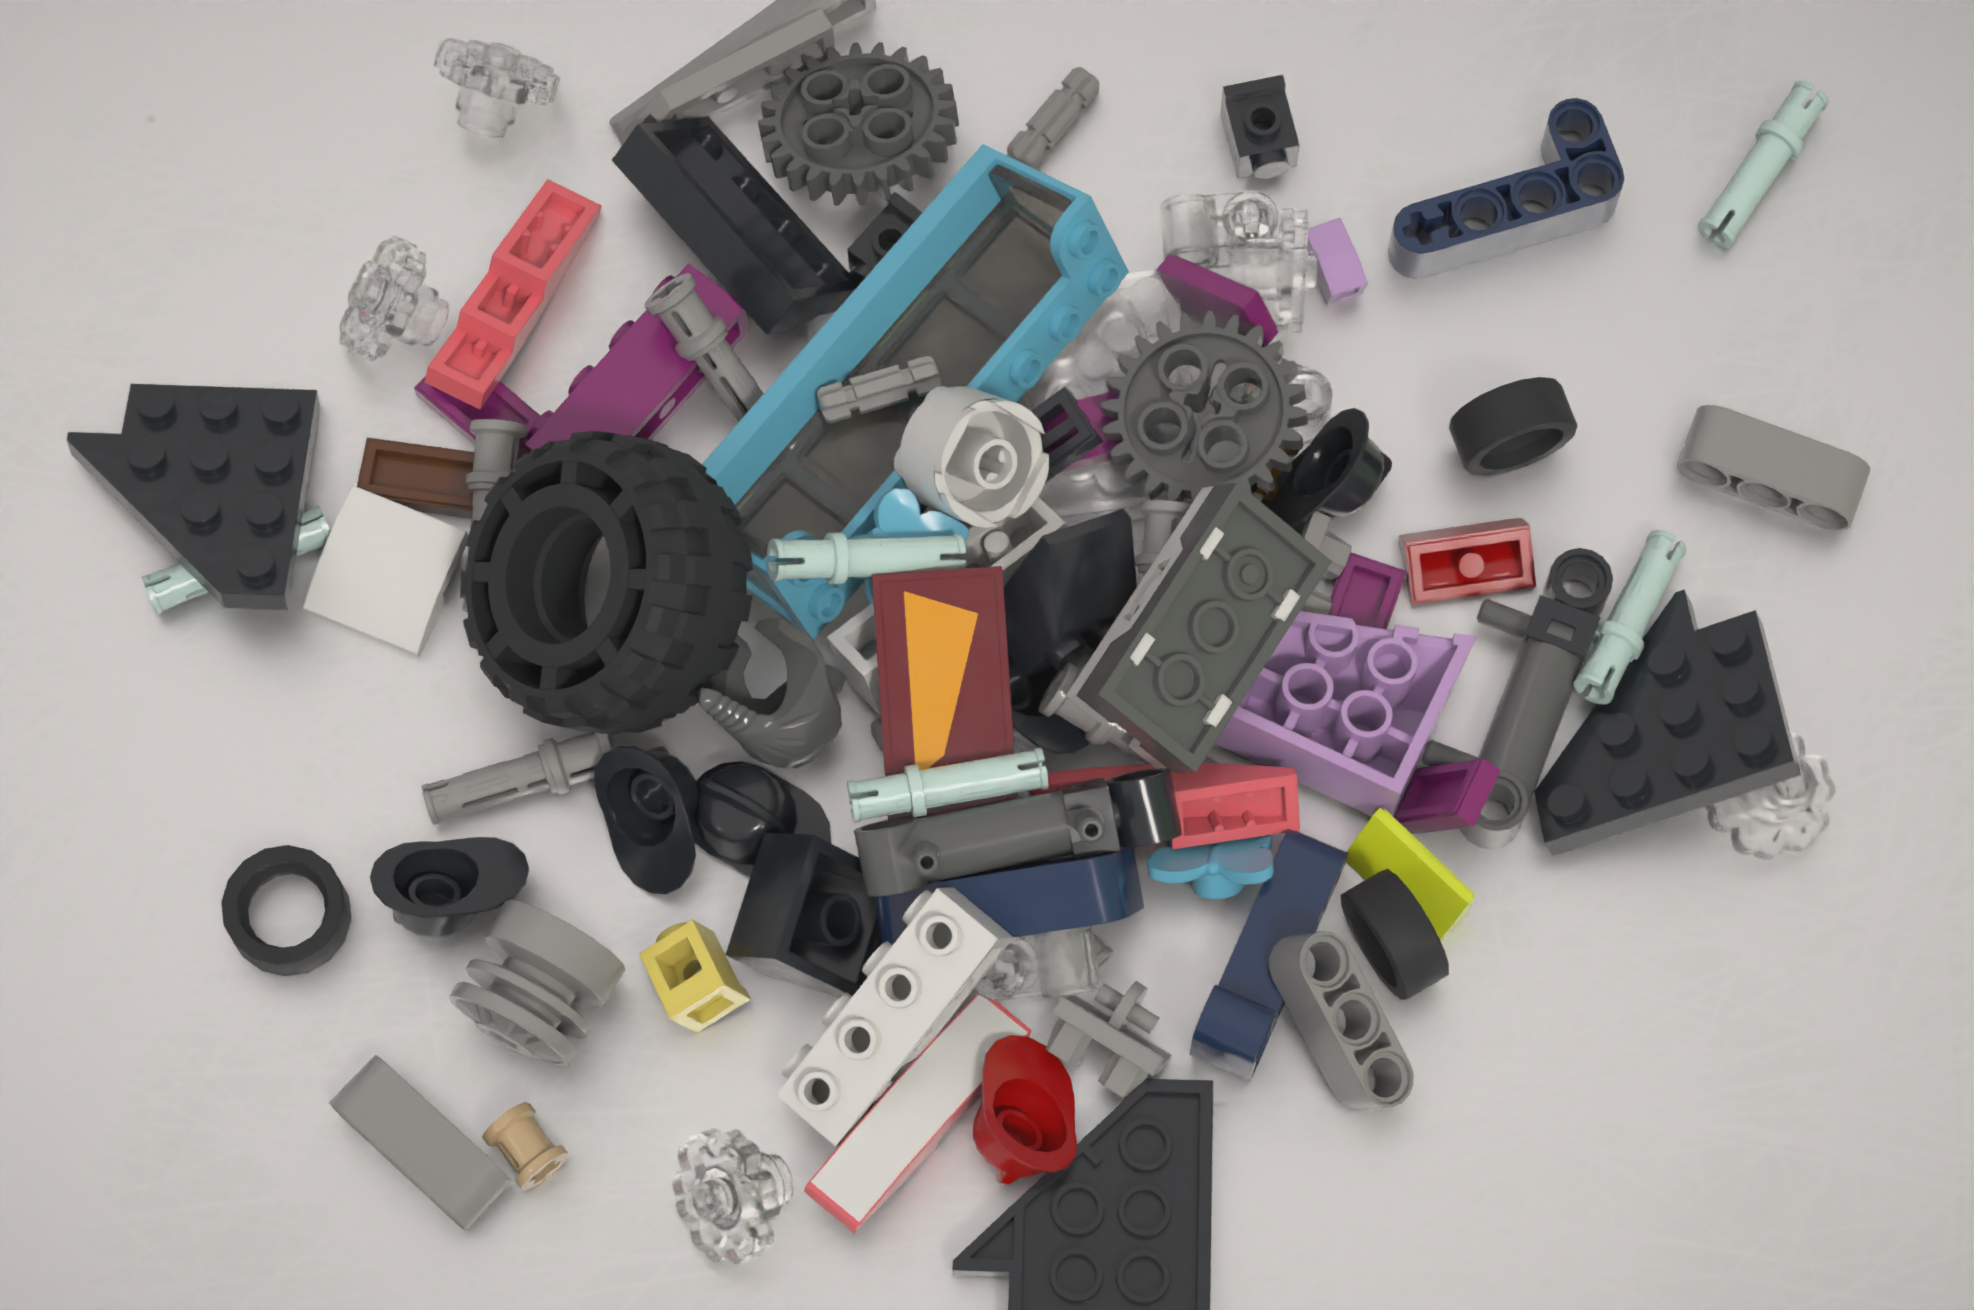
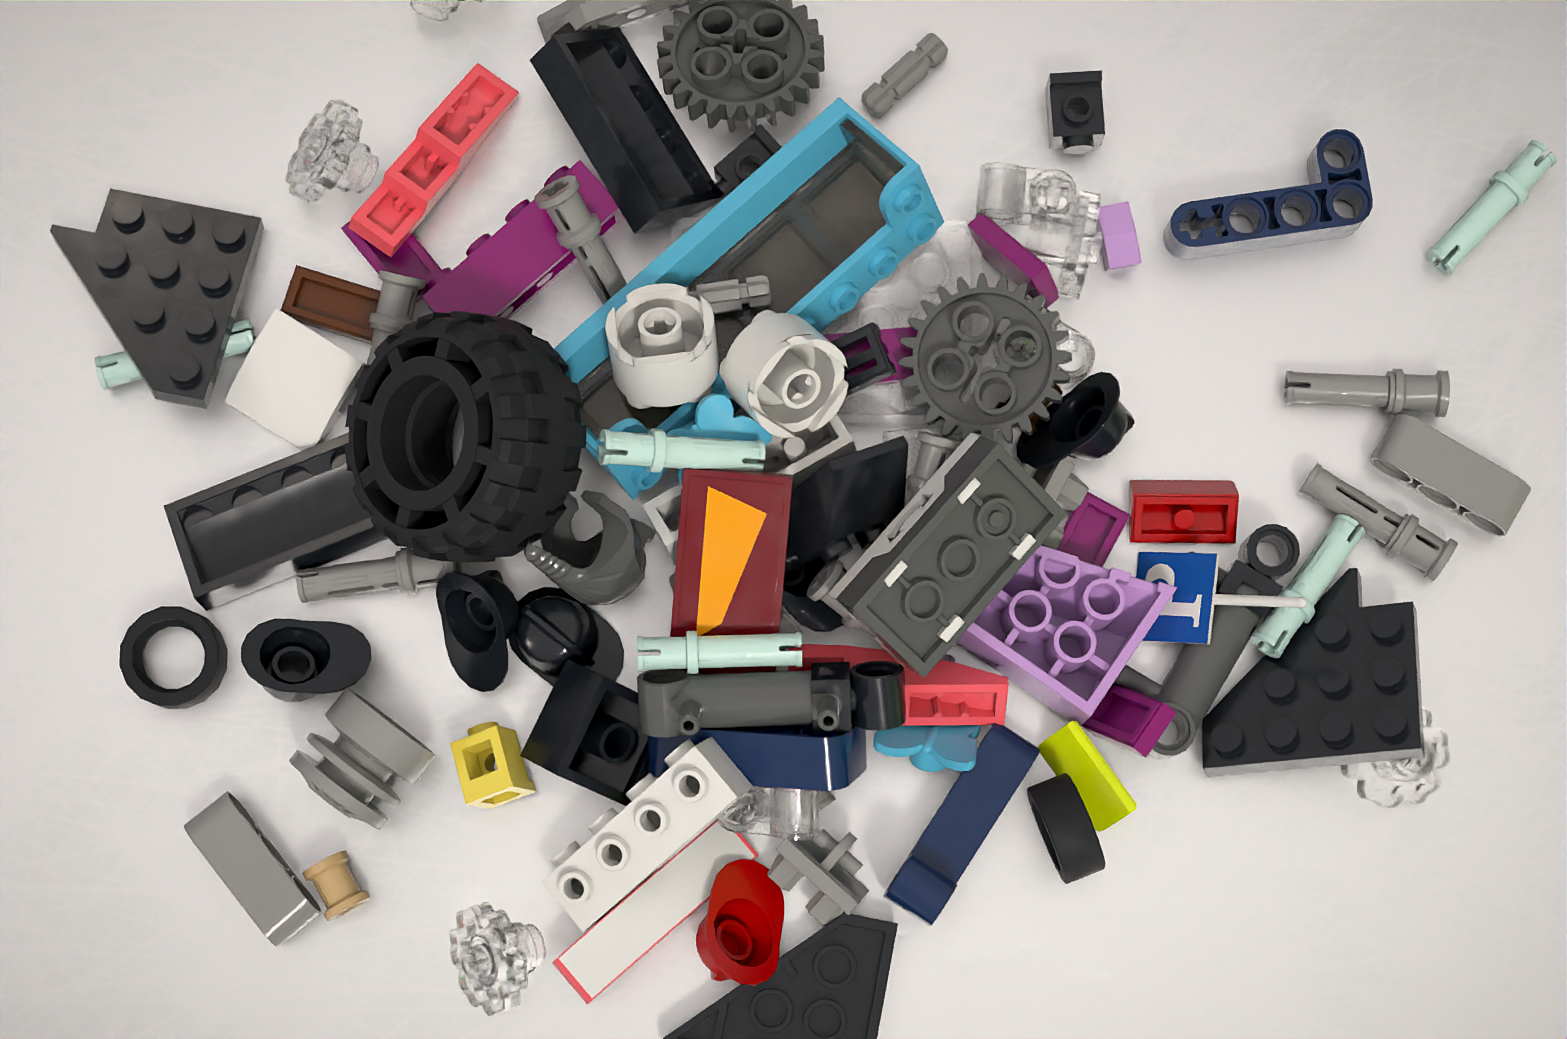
camera: 10 degrees right, 10 degrees up
(387, 735) = (270, 524): none -> black slope
(823, 447) = (663, 346): none -> white brick
(1367, 1033) = (1027, 909): light grey beam -> none
(1496, 661) = (1191, 607): none -> blue piece
(1512, 426) = (1240, 409): black tyre -> none
(1688, 385) = (1393, 391): none -> light grey pin
(1725, 543) = (1399, 534): none -> light grey pin

